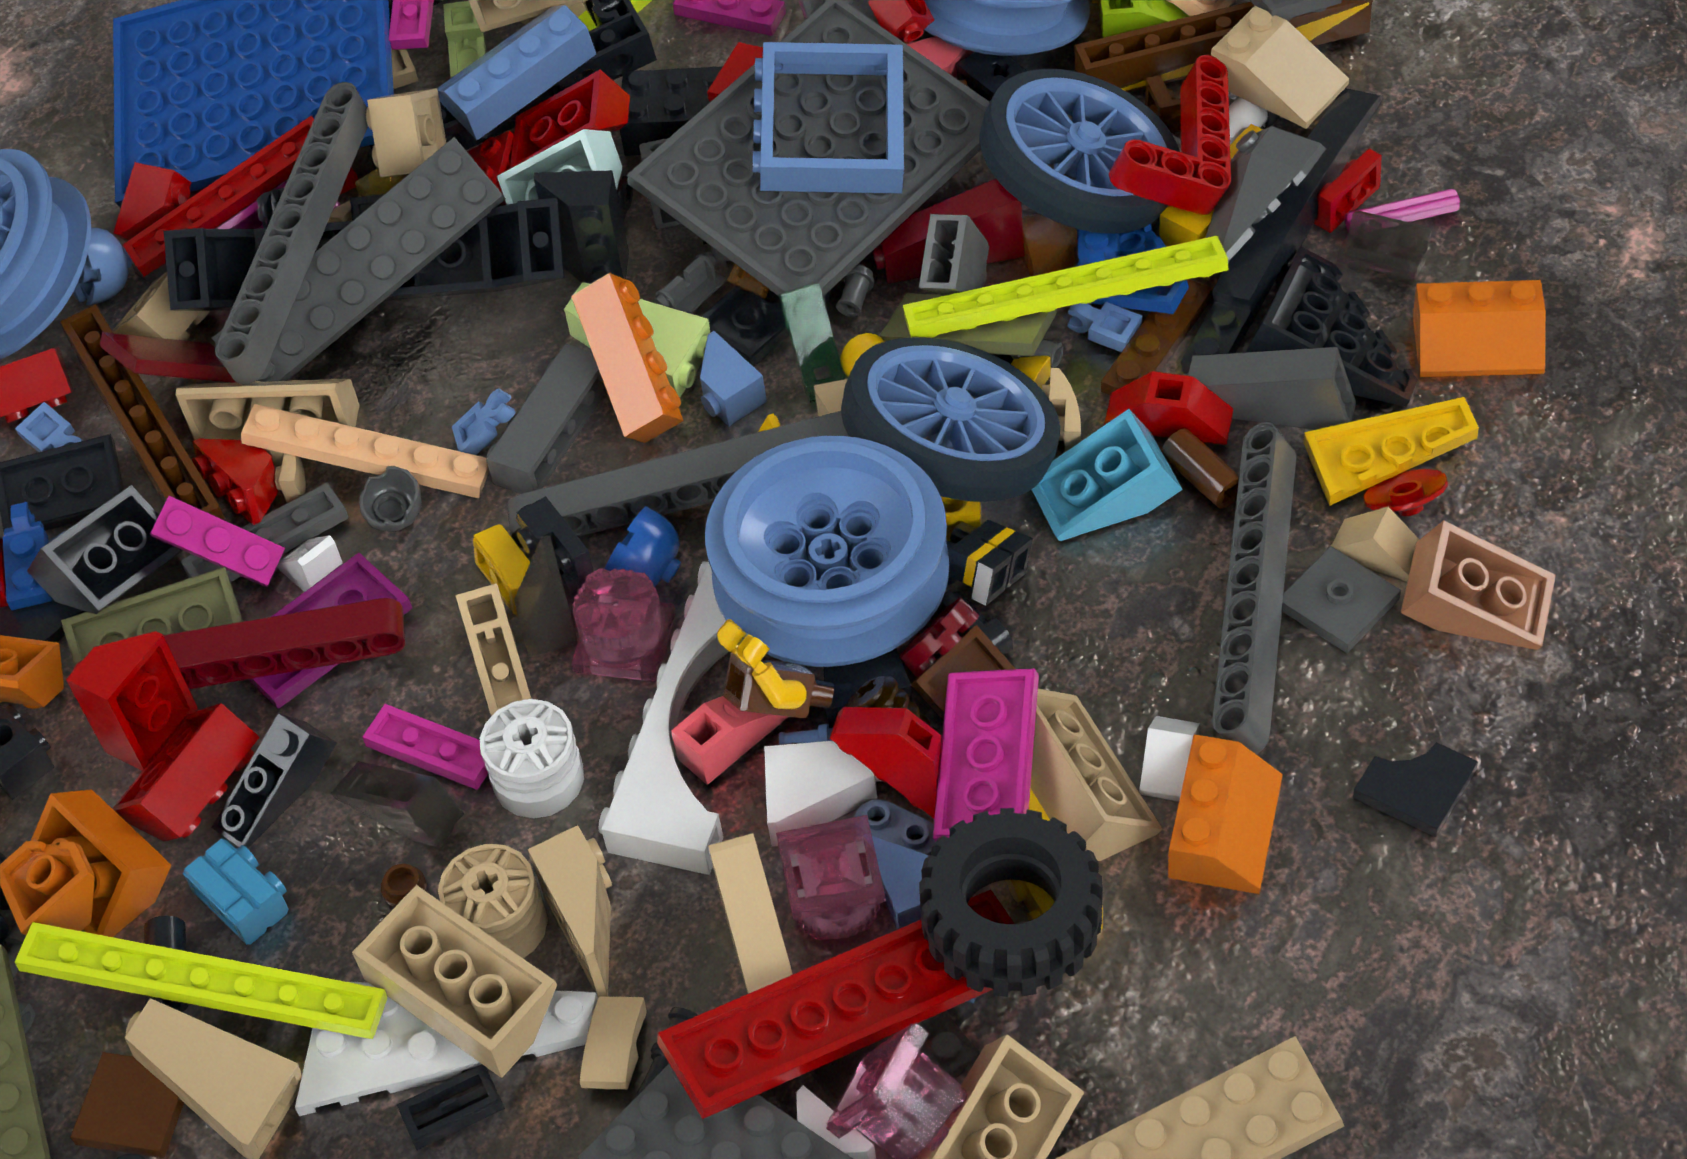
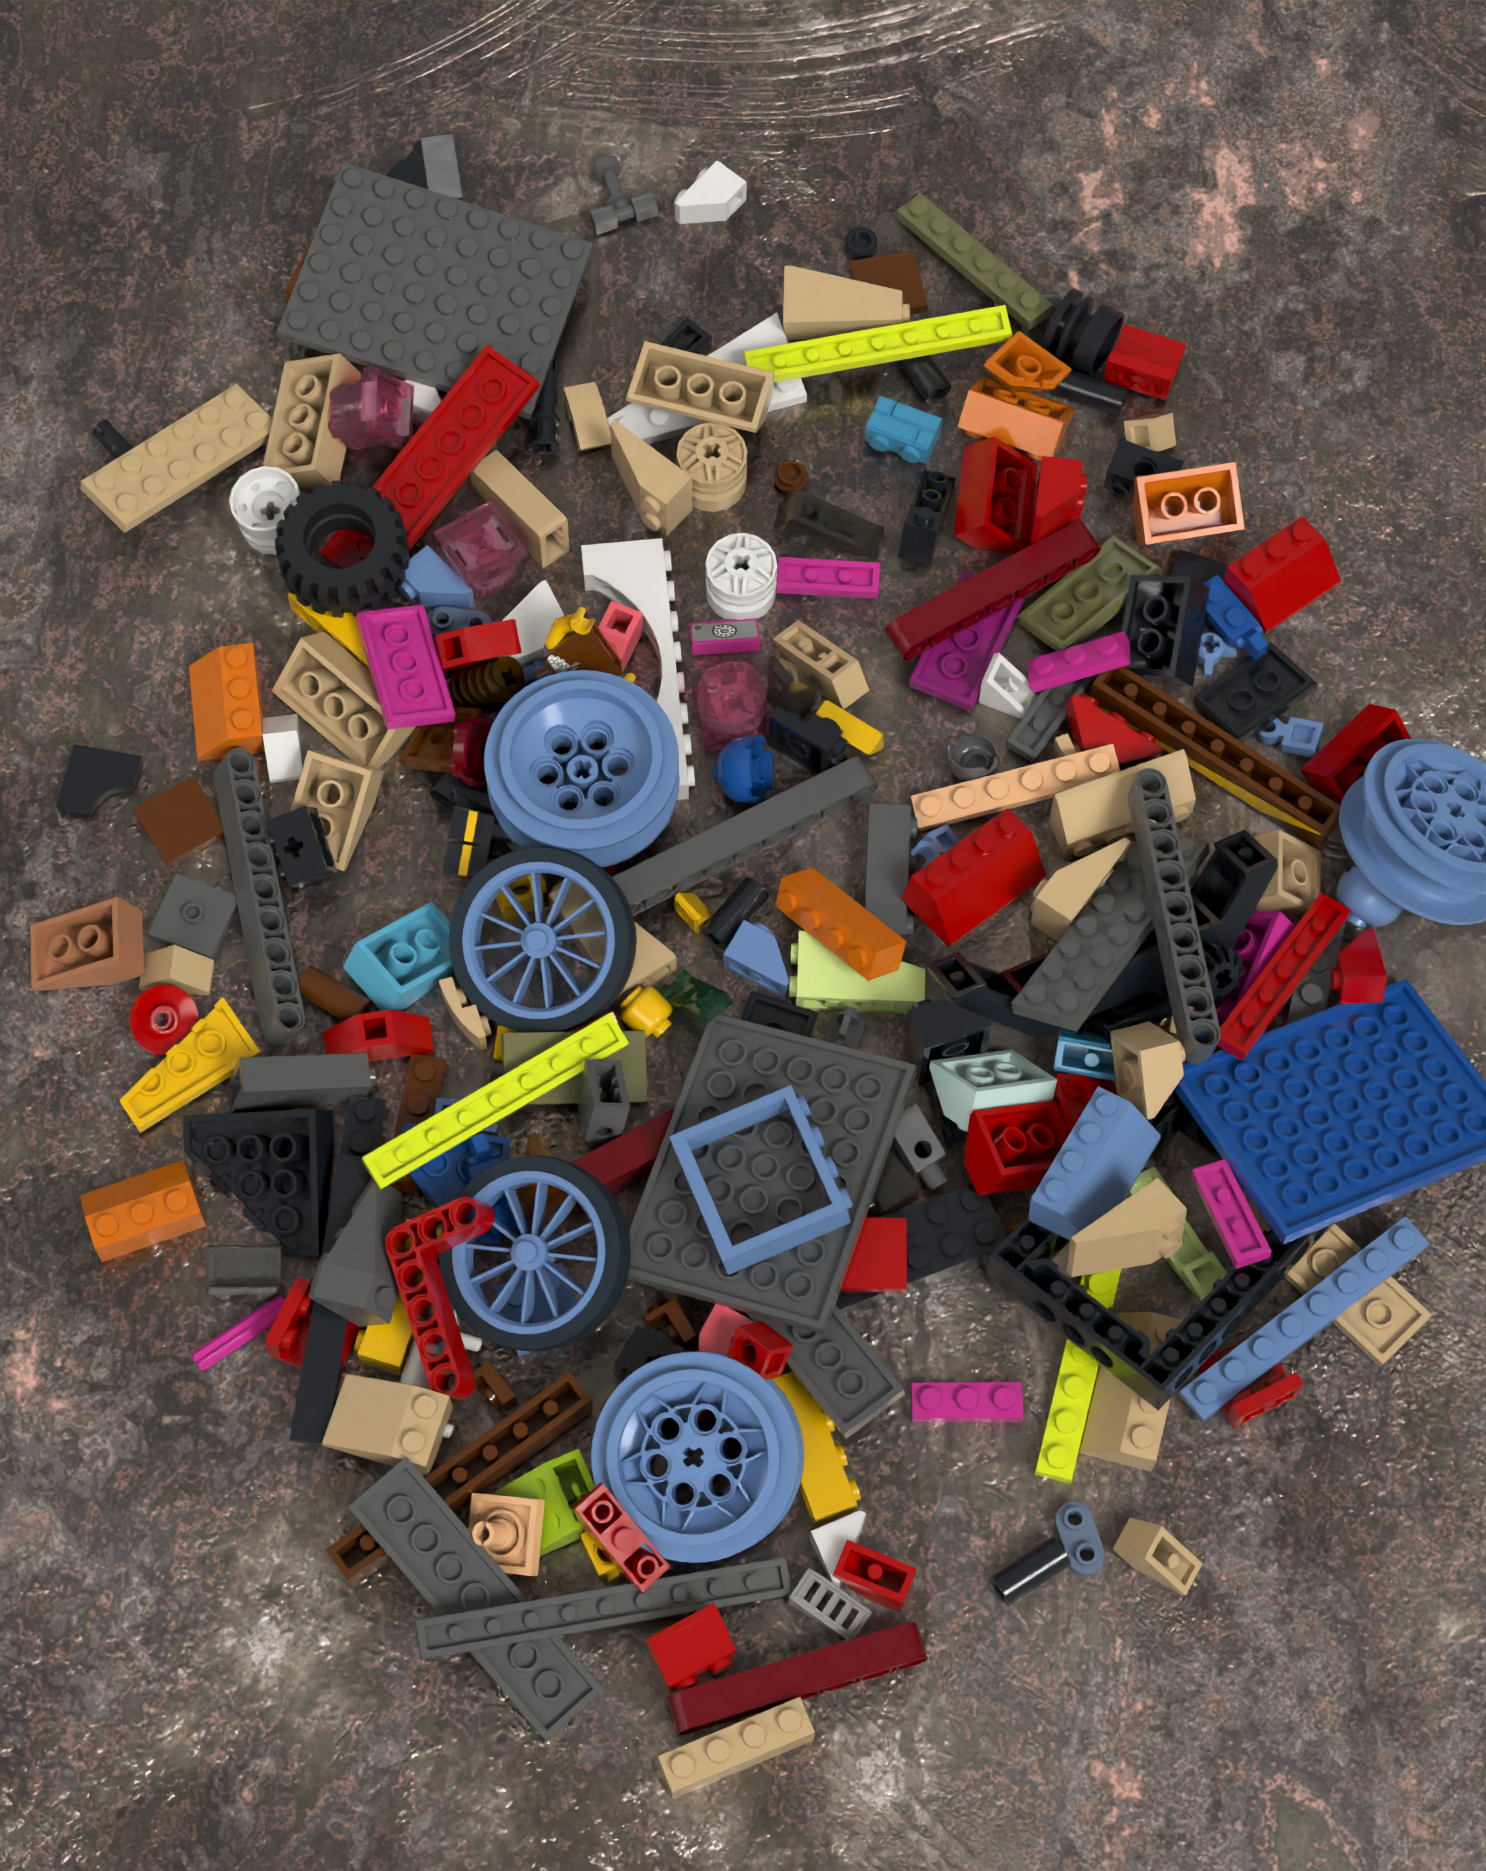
camera: 150 degrees right, 15 degrees up
(166, 357) = (1226, 799): dark red tile -> none
(363, 335) = (1072, 887): none -> tan slope
(453, 385) = (975, 878): none -> red slope
(596, 720) = (724, 637): none -> slope
(734, 423) = (739, 906): none -> black piece
(1093, 1003) = (259, 505): none -> white wheel
(1132, 660) = (343, 796): none -> tan slope
(1187, 610) = (313, 860): none -> black brick
(1325, 707) = (180, 822): none -> reddish brown tile

